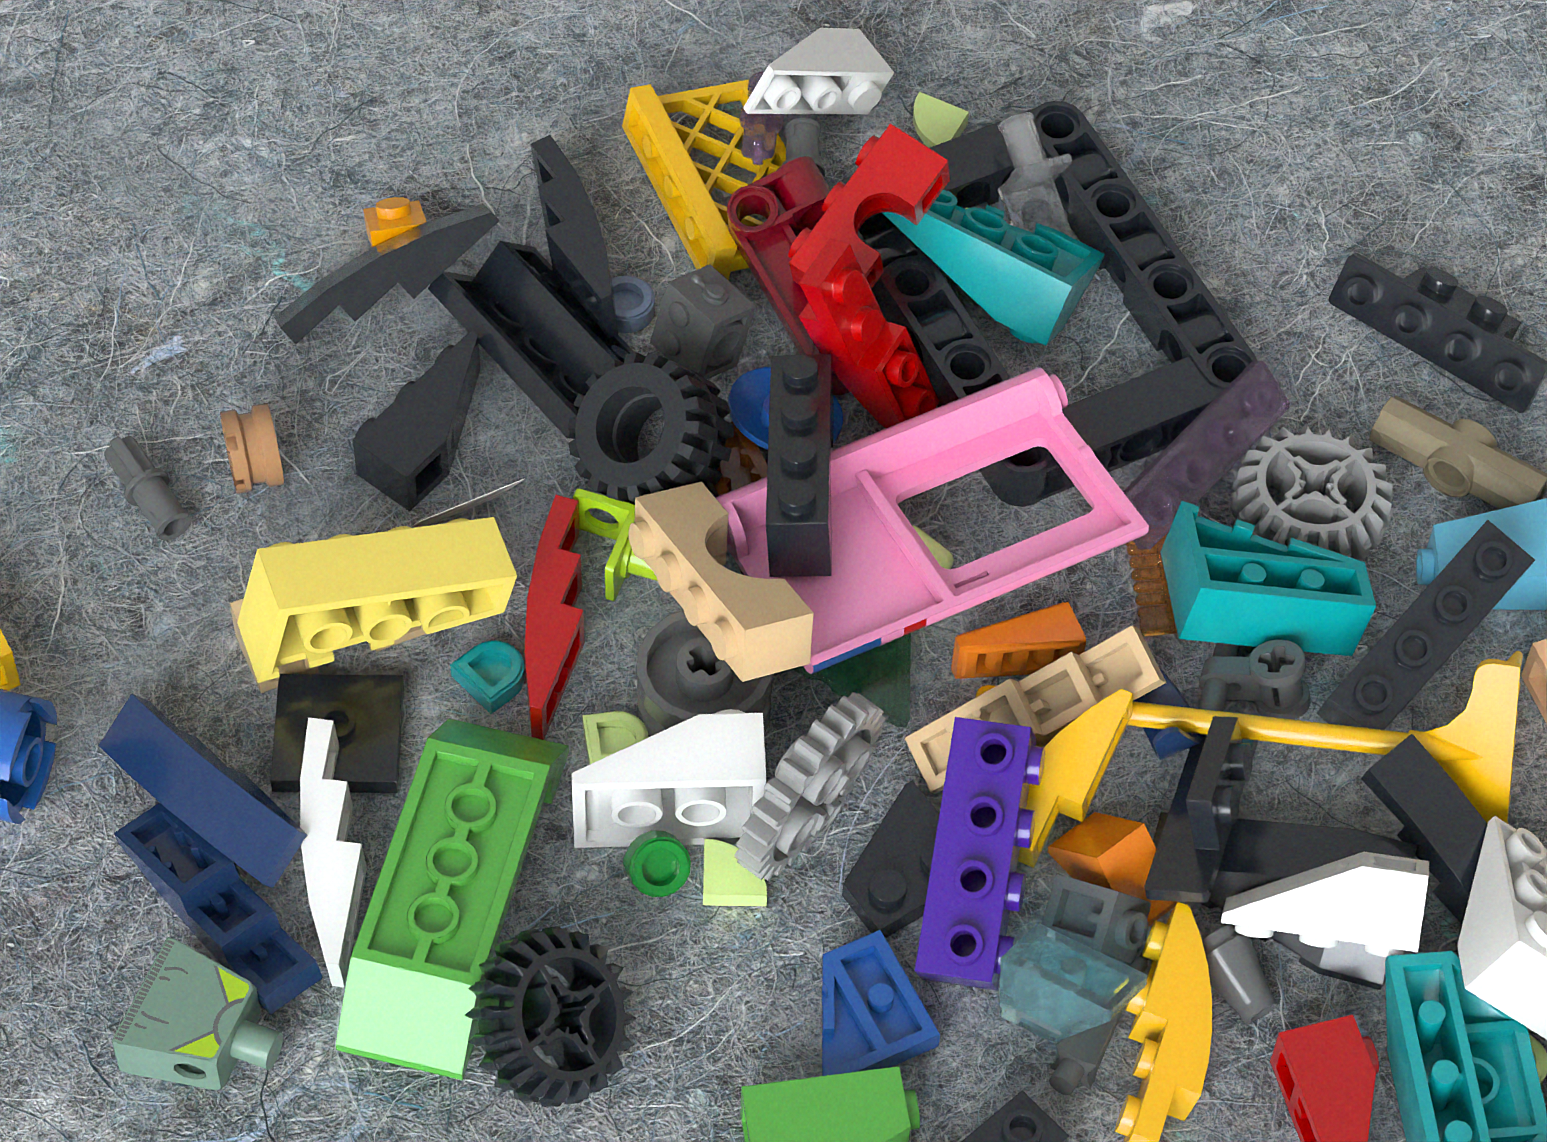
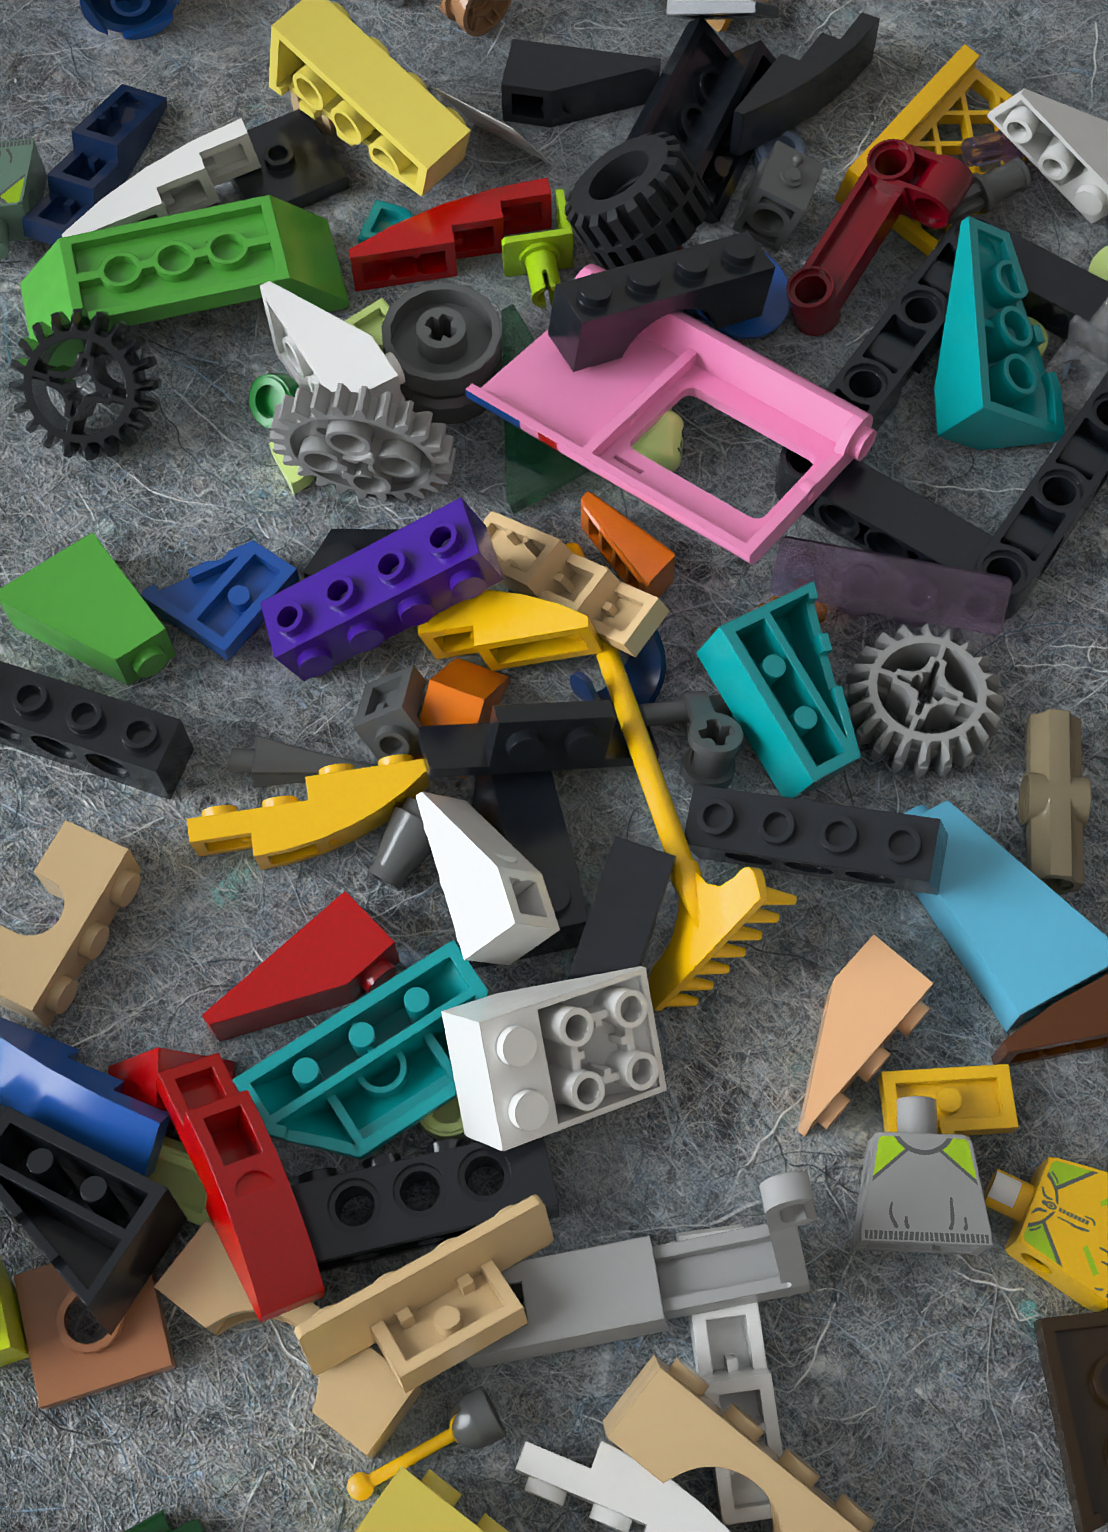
camera: 65 degrees right, 10 degrees up
(203, 791) = (164, 107): dark blue slope -> none
(749, 620) = (471, 323): tan arch -> none
(866, 351) = (810, 277): red slope -> none
(891, 176) = (884, 225): red arch -> none
(1062, 985) = (302, 706): clear light blue slope -> none

